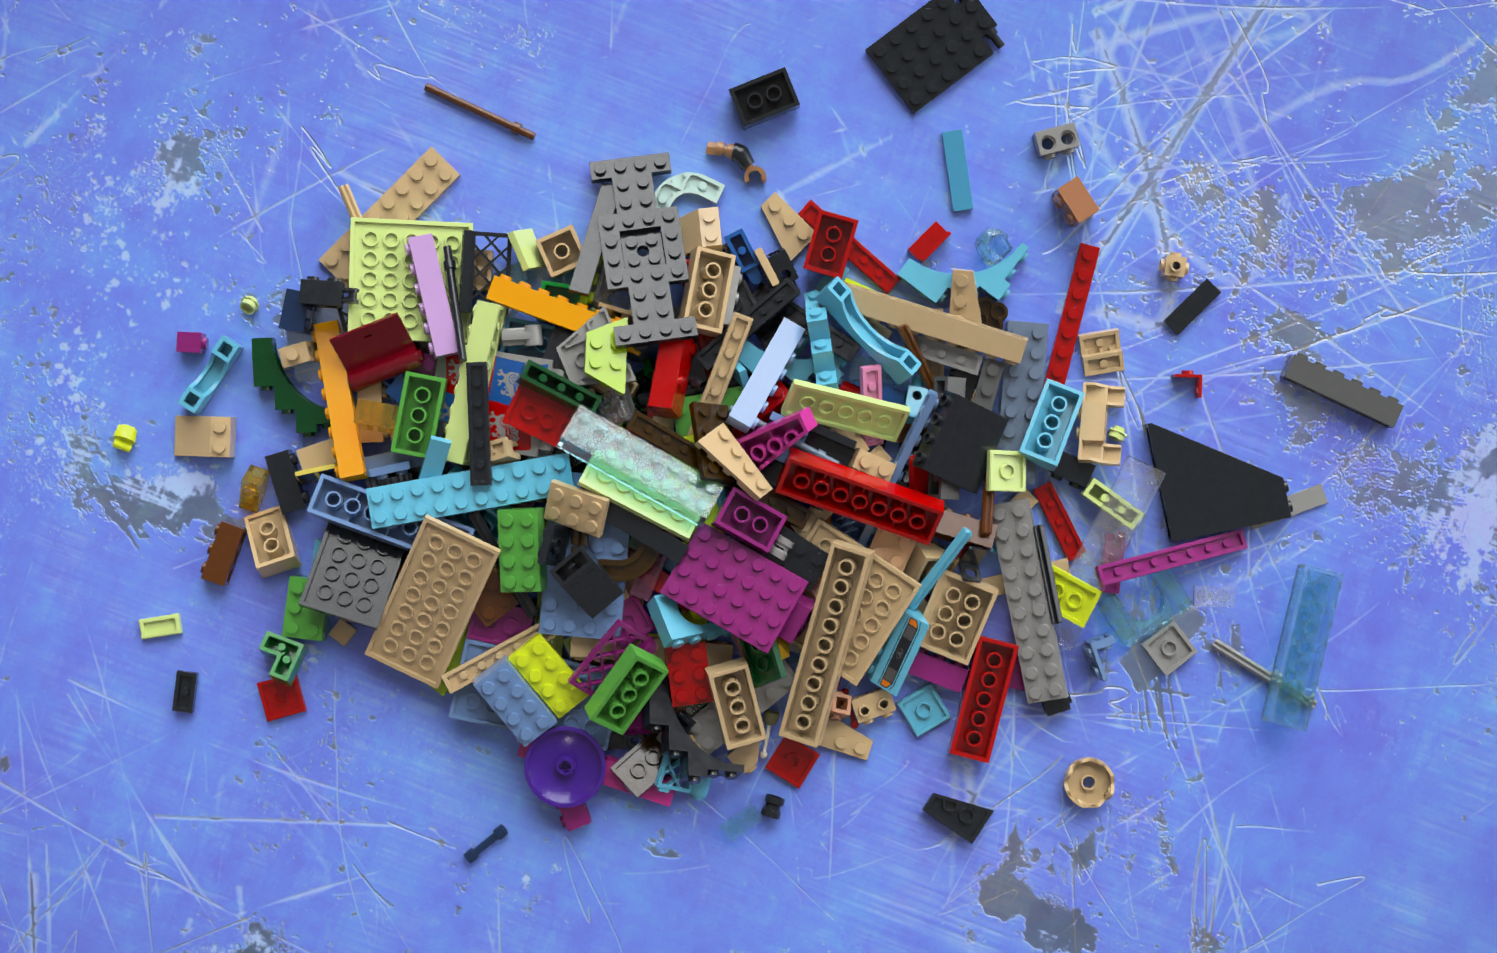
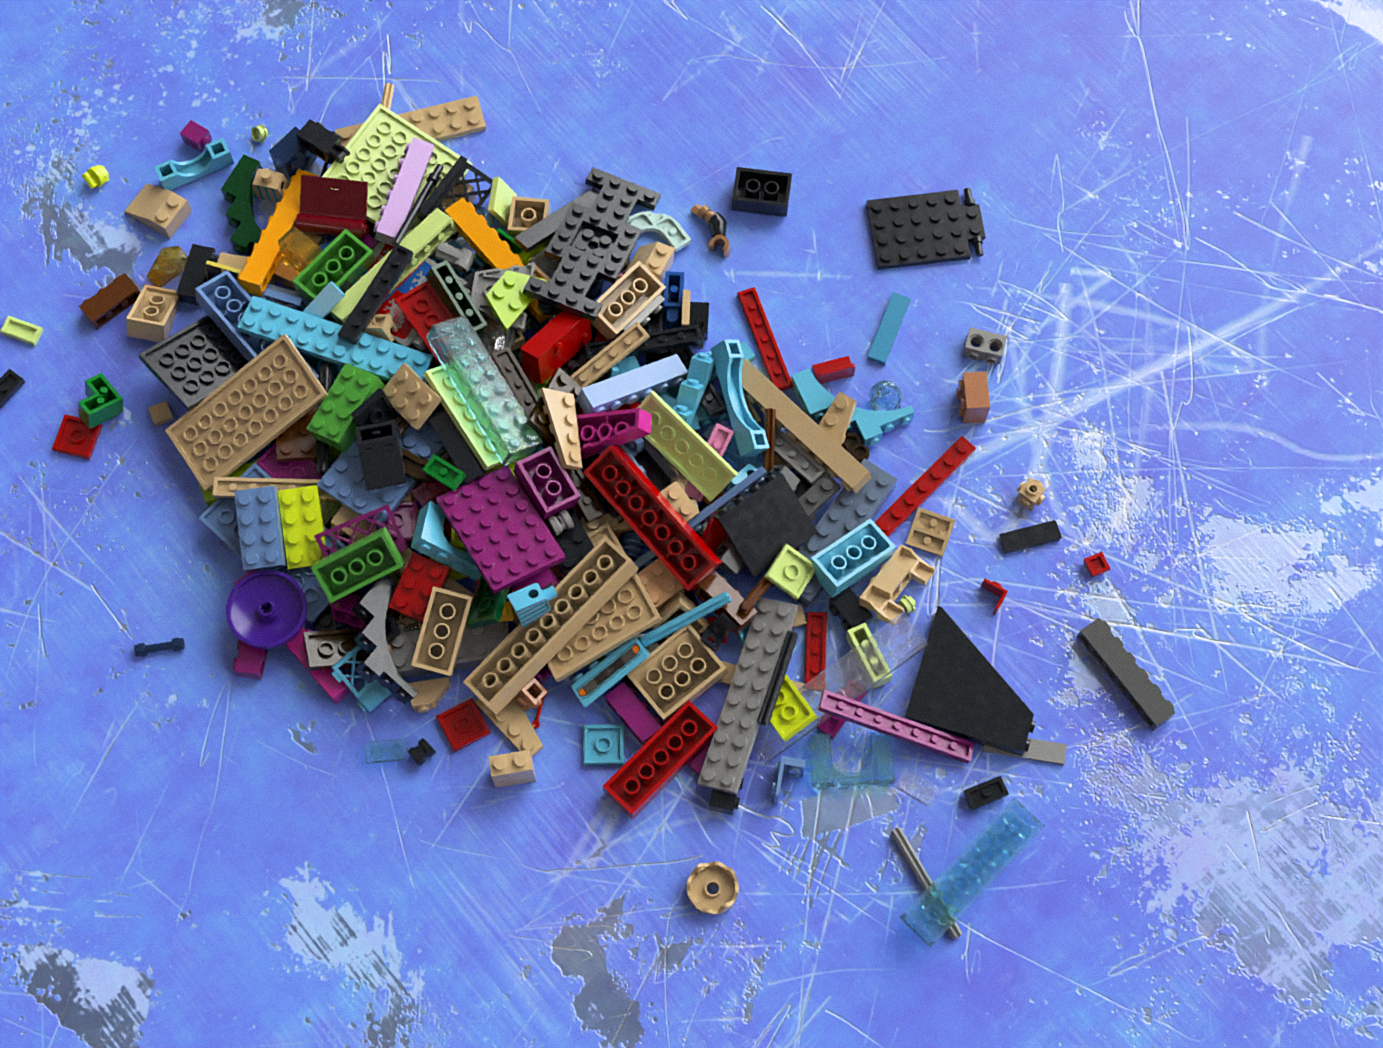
camera: 30 degrees right, 20 degrees down
(300, 621) = (138, 383): bright green brick -> none
(515, 128) = (551, 116): reddish brown bar -> none
(653, 565) = (444, 472): none -> green plate
(770, 718) = (463, 675): hinge -> none
(787, 225) = (724, 299): tan wing -> none
(798, 647) = (531, 602): none -> medium azure torso
(830, 244) = (750, 321): red brick -> none
(862, 781) = (512, 768): none -> tan brick
(872, 705) = (561, 713): tan brick -> none
(958, 816) = (578, 854): black wing -> none
(1169, 647) = (852, 810): light grey plate -> none
(1265, 301) = (1096, 564): none -> red plate
(1274, 567) = (985, 793): none -> black plate

